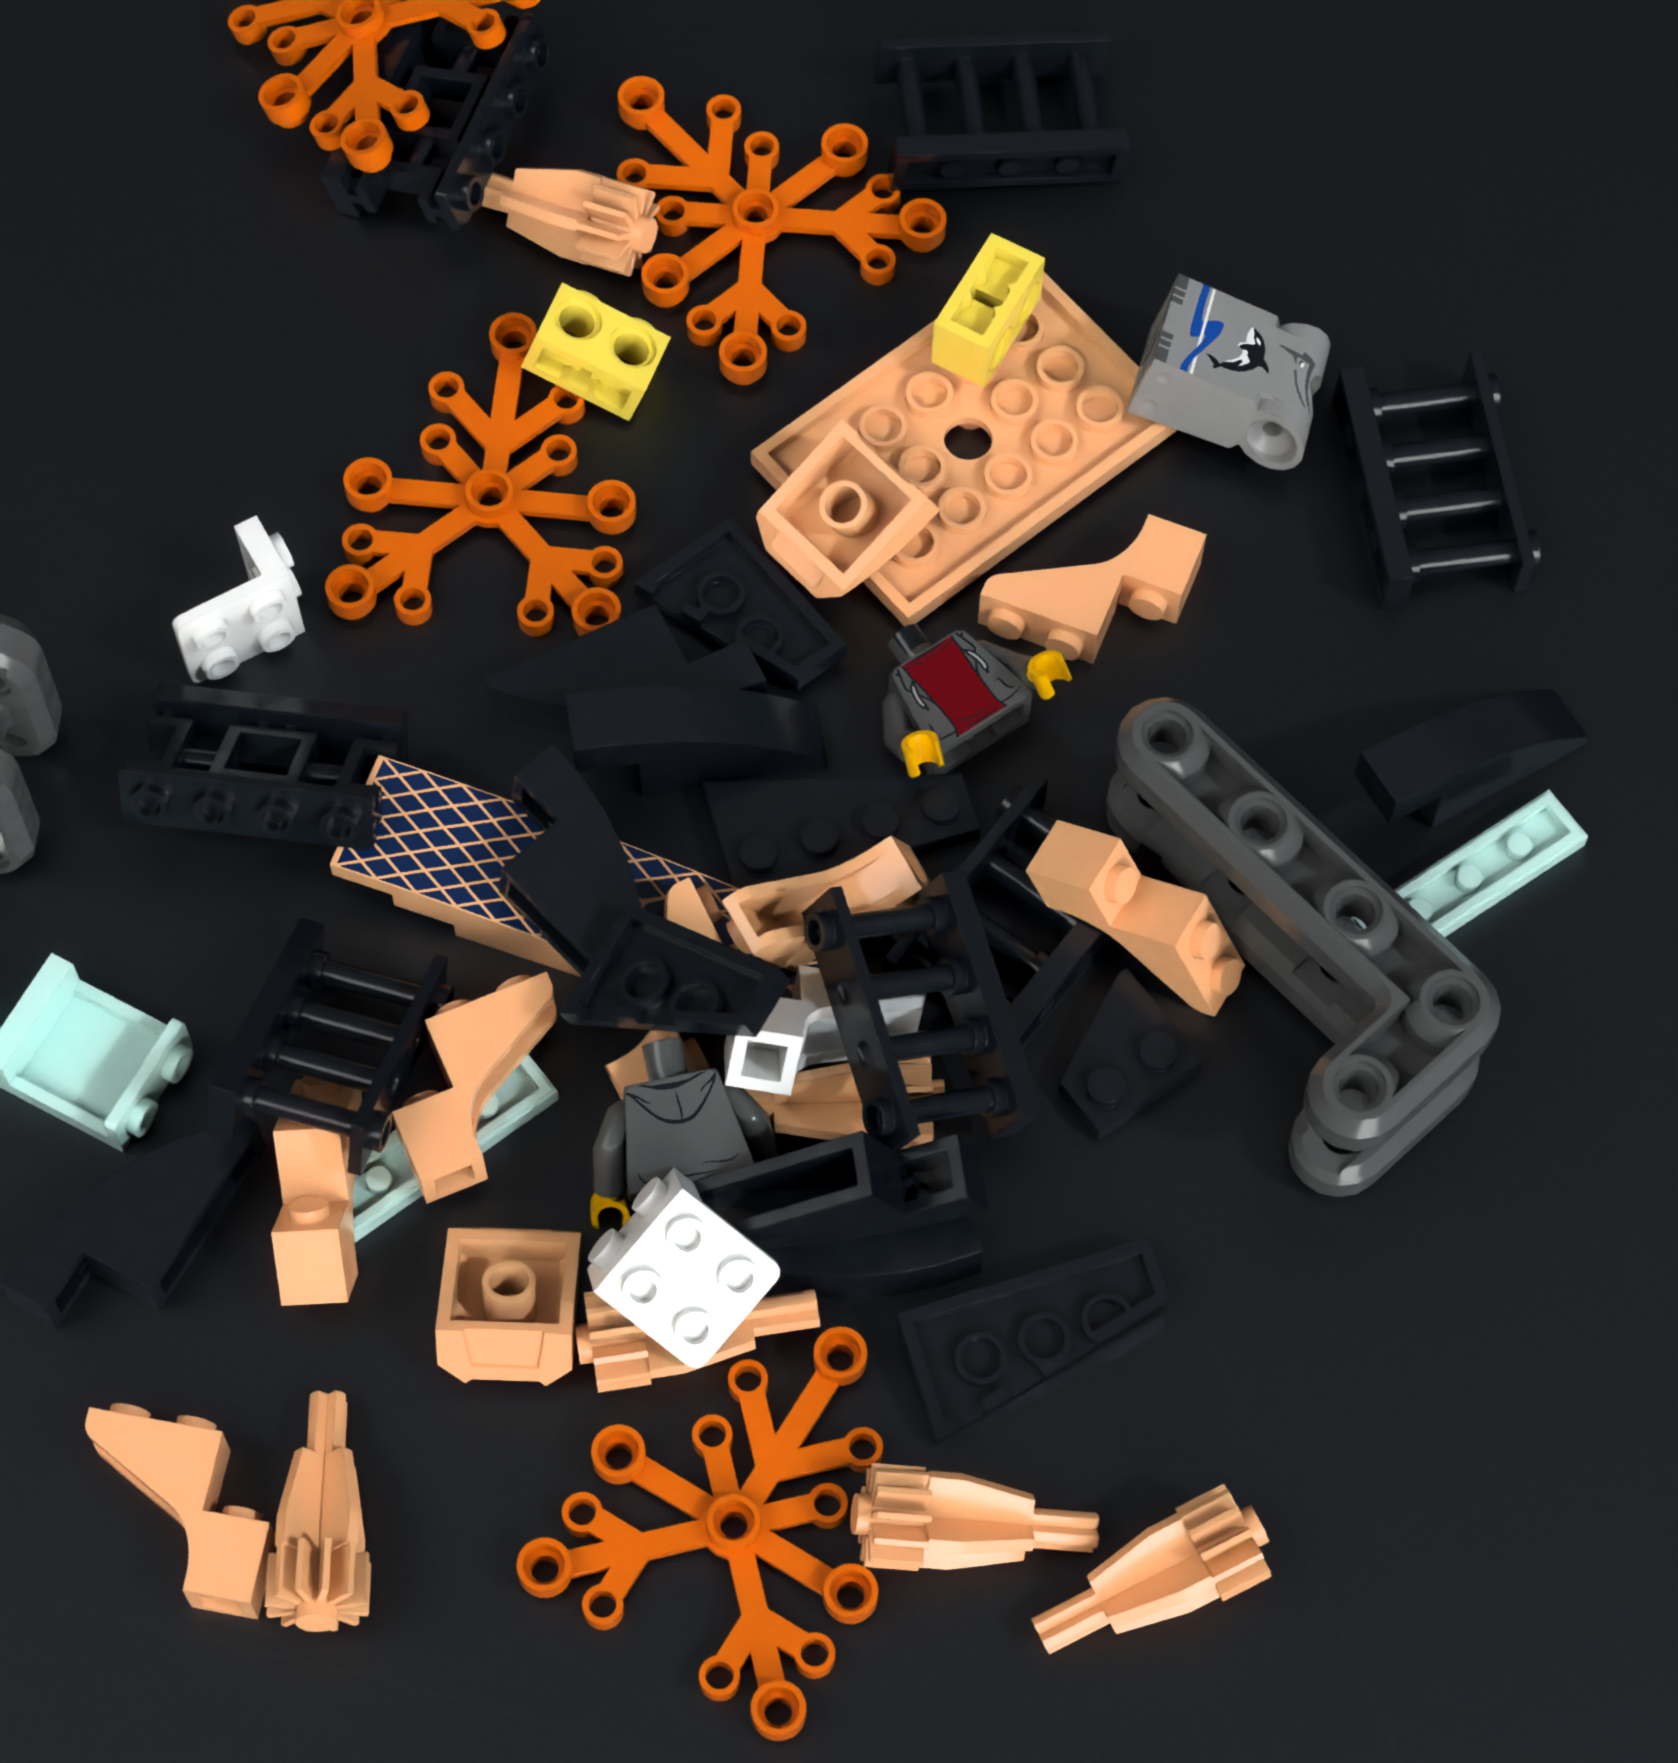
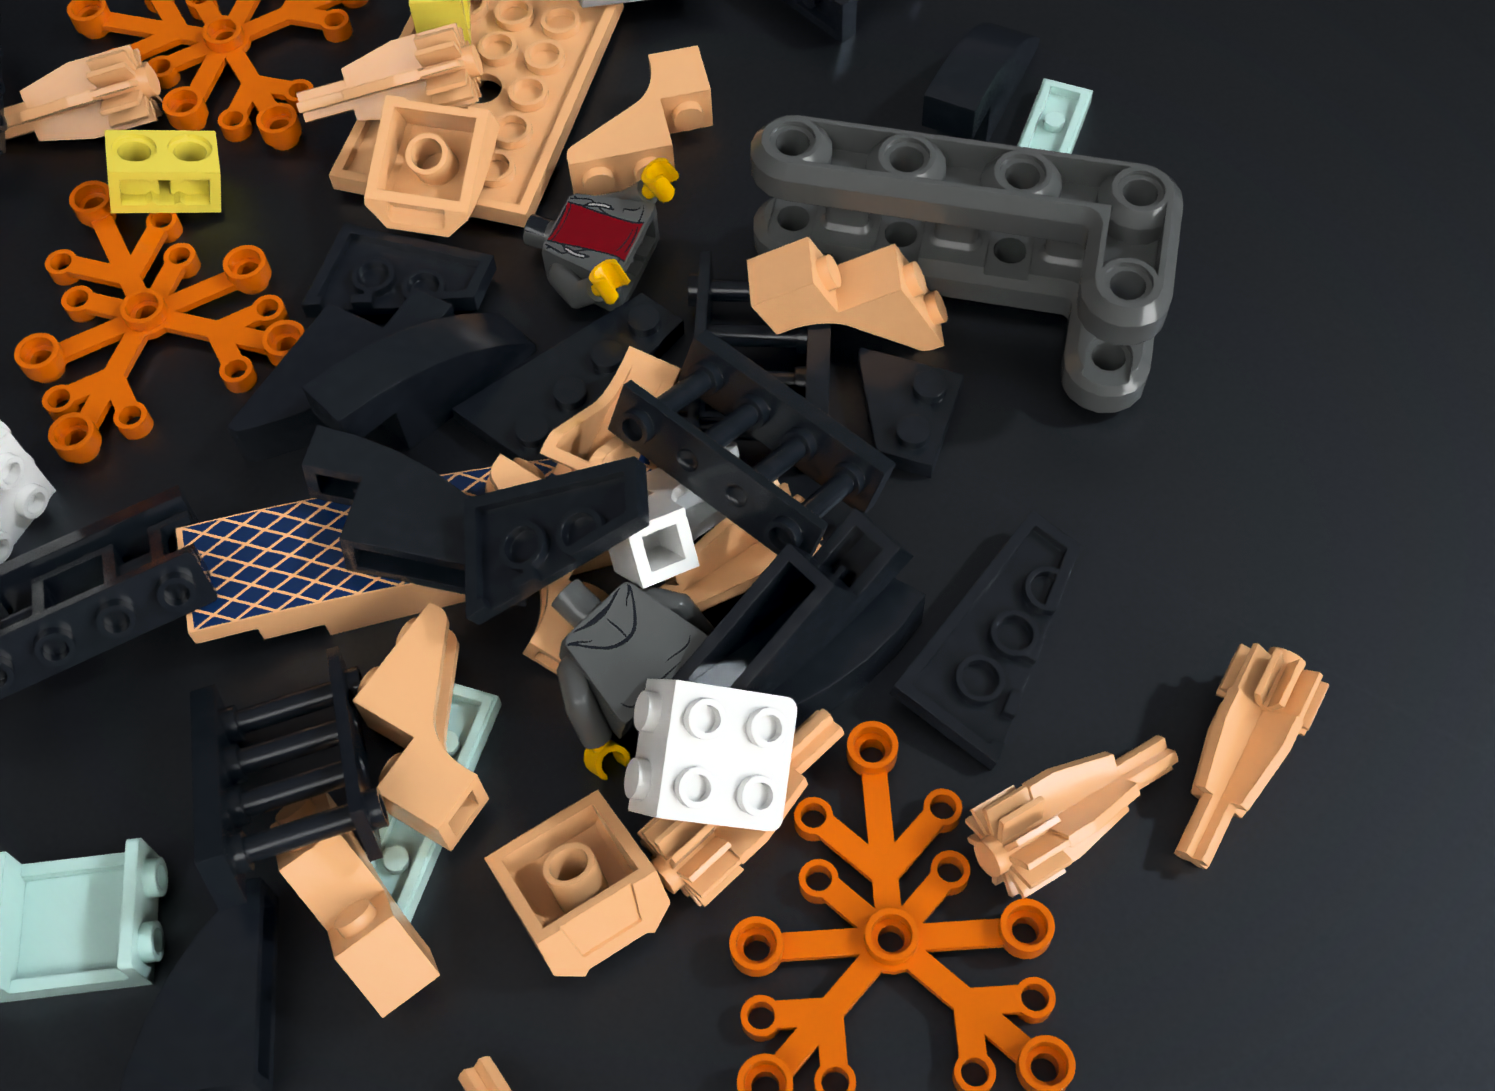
camera: 30 degrees left, 5 degrees down
(883, 395) = (422, 67): none -> light nougat piece

